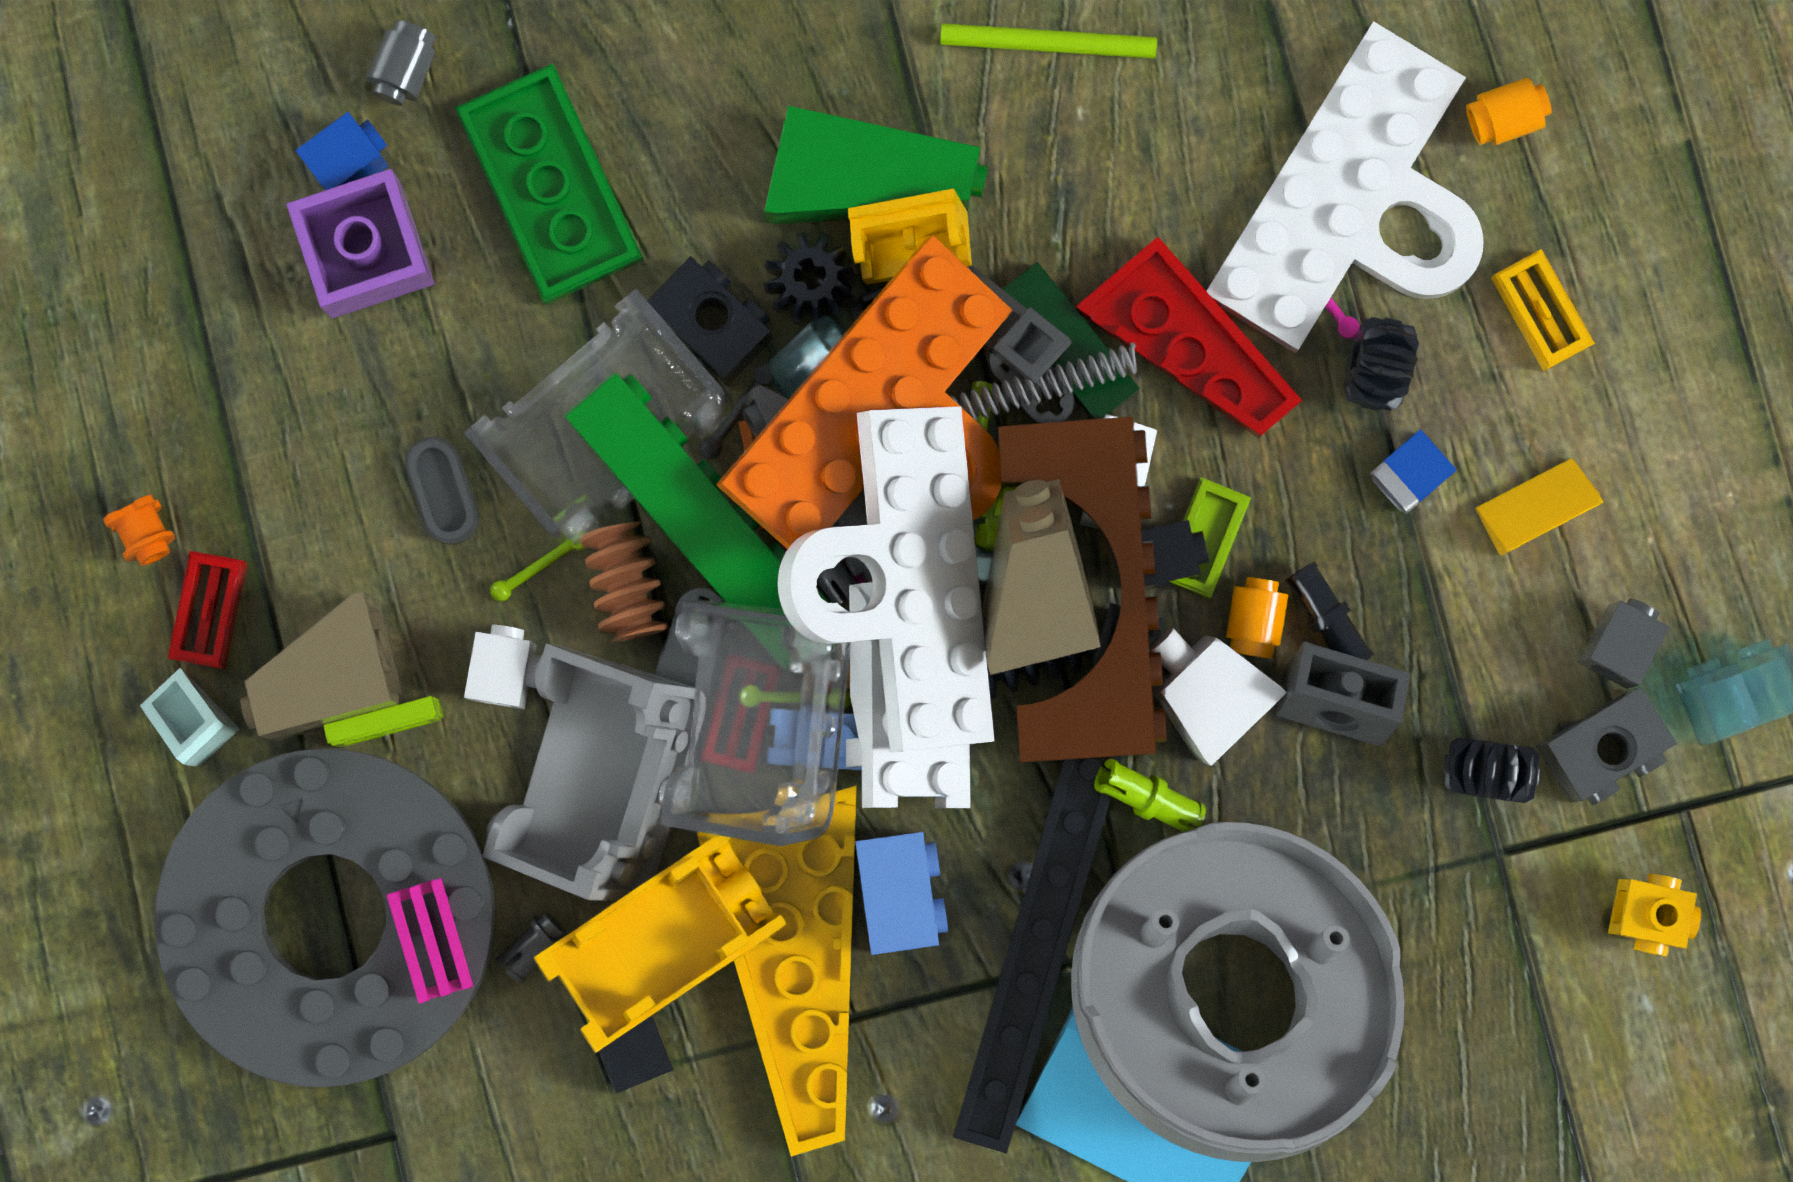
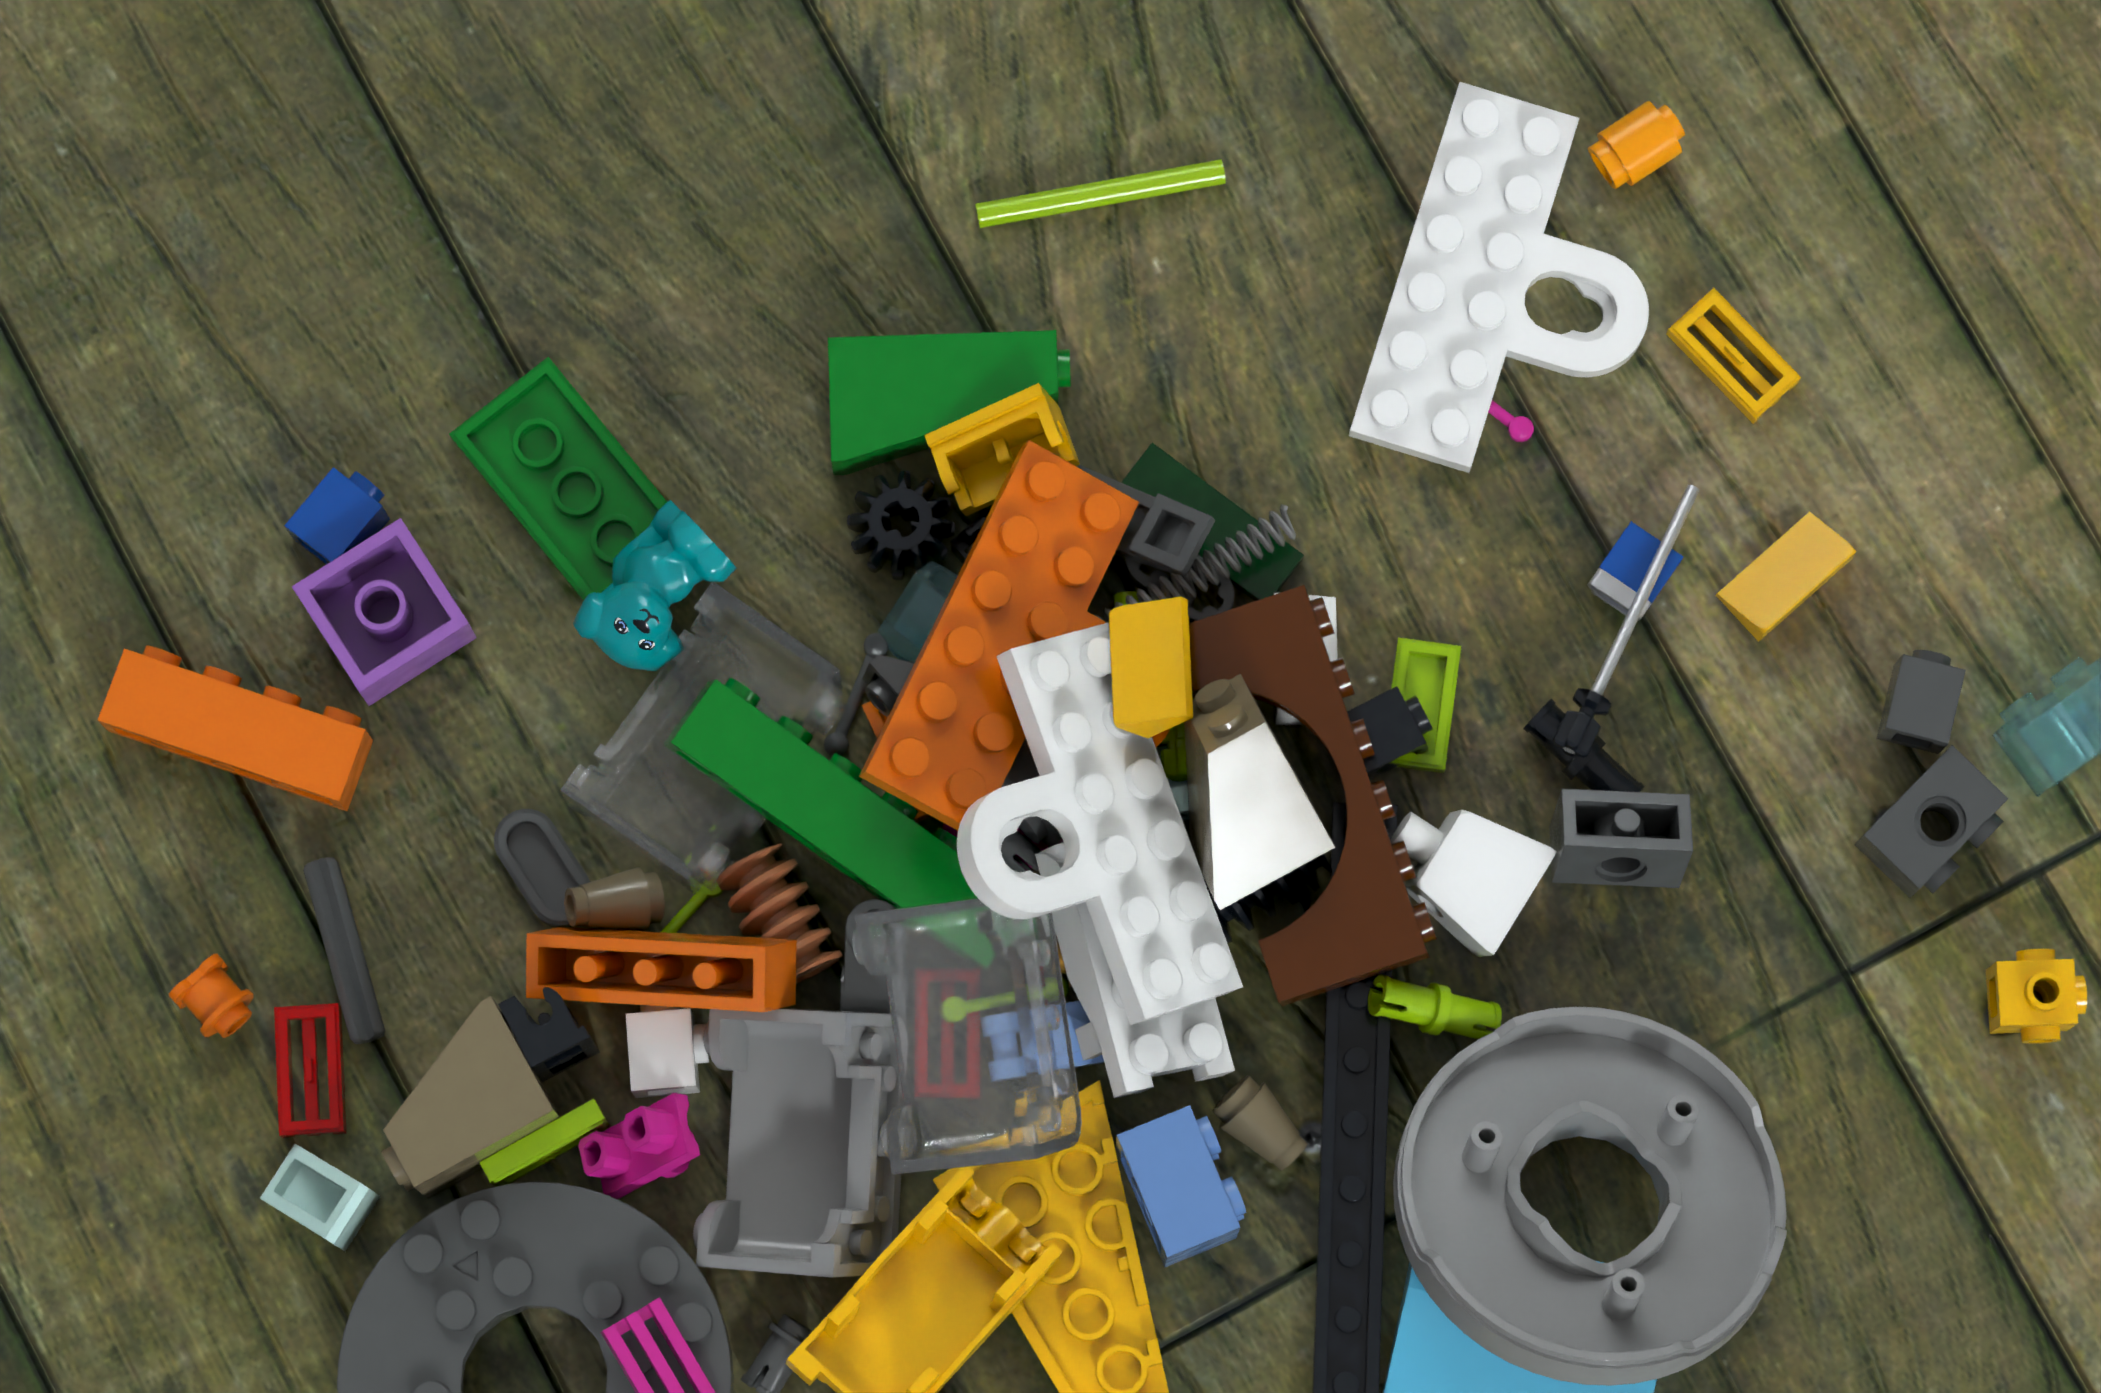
camera: 10 degrees left, 5 degrees down
(215, 310) = (236, 728): none -> orange brick
(260, 517) = (344, 950): none -> dark grey axle
(401, 63) = (377, 398): dark grey brick -> none
(406, 638) = (555, 1042): none -> black hinge
(461, 745) = (641, 1147): none -> dark pink hips
(495, 535) = (617, 901): none -> dark tan cone
(513, 603) = (662, 968): none -> orange brick
(587, 269) = (648, 575): none -> teal animal
(721, 350) = (826, 626): black brick -> none
(980, 854) = (1259, 1122): none -> dark tan cone
(985, 453) = (1151, 666): none -> yellow slope
(1189, 338) = (1345, 485): red wing -> none
(1256, 618) = (1502, 778): light orange brick -> none
(1331, 593) = (1579, 729): none -> piece
(1381, 363) = (1567, 459): black gear -> none
(1492, 770) = (1810, 880): black gear -> none

